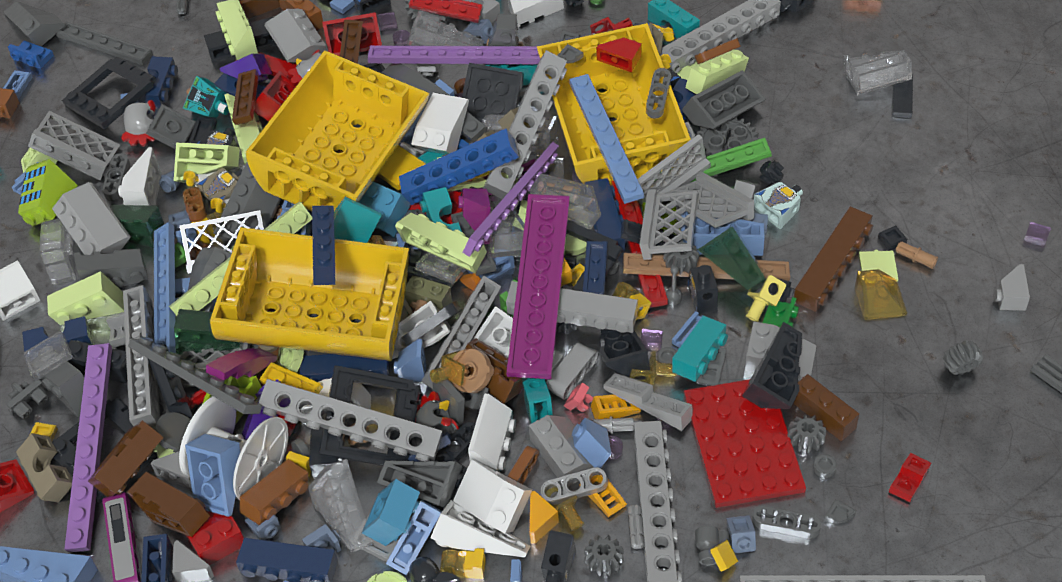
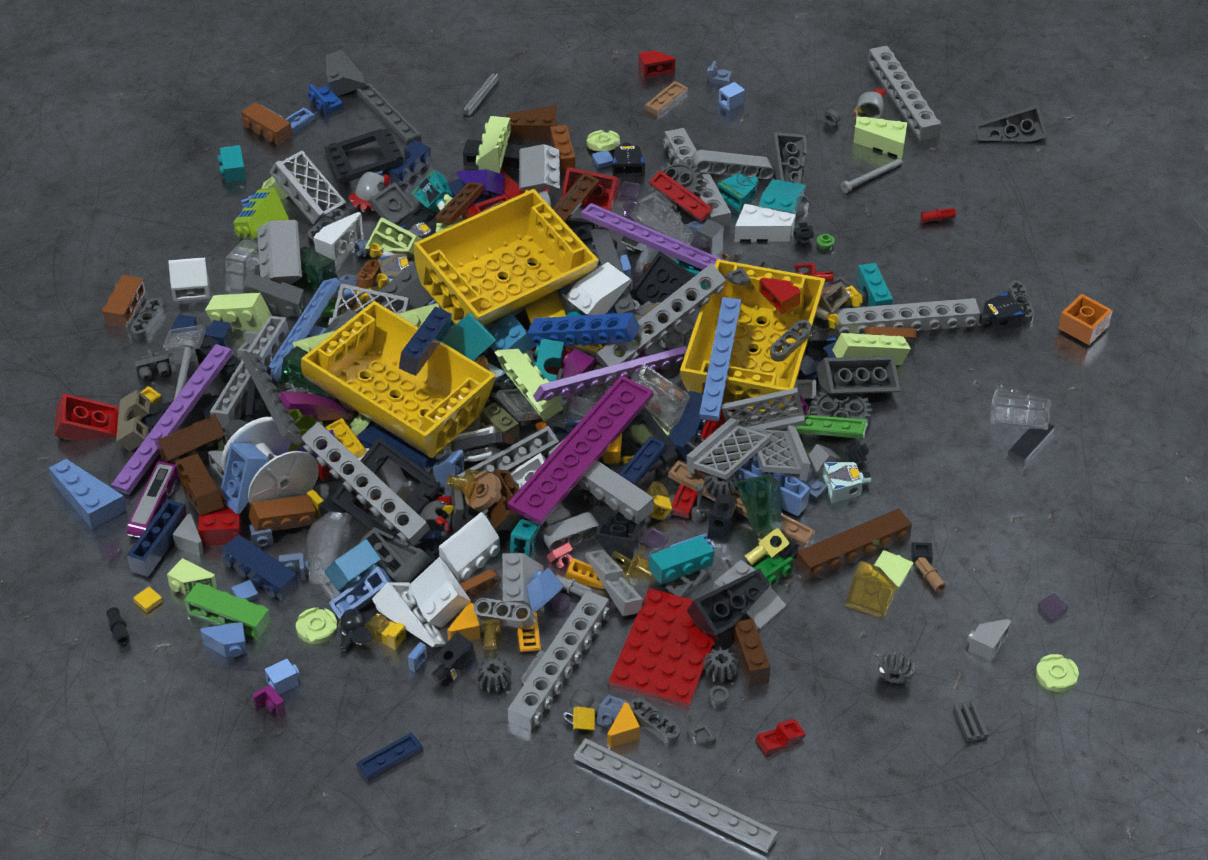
camera: 25 degrees right, 5 degrees down
(71, 387) = (184, 365): none -> light grey bar
(768, 543) = (624, 729): none -> light orange slope

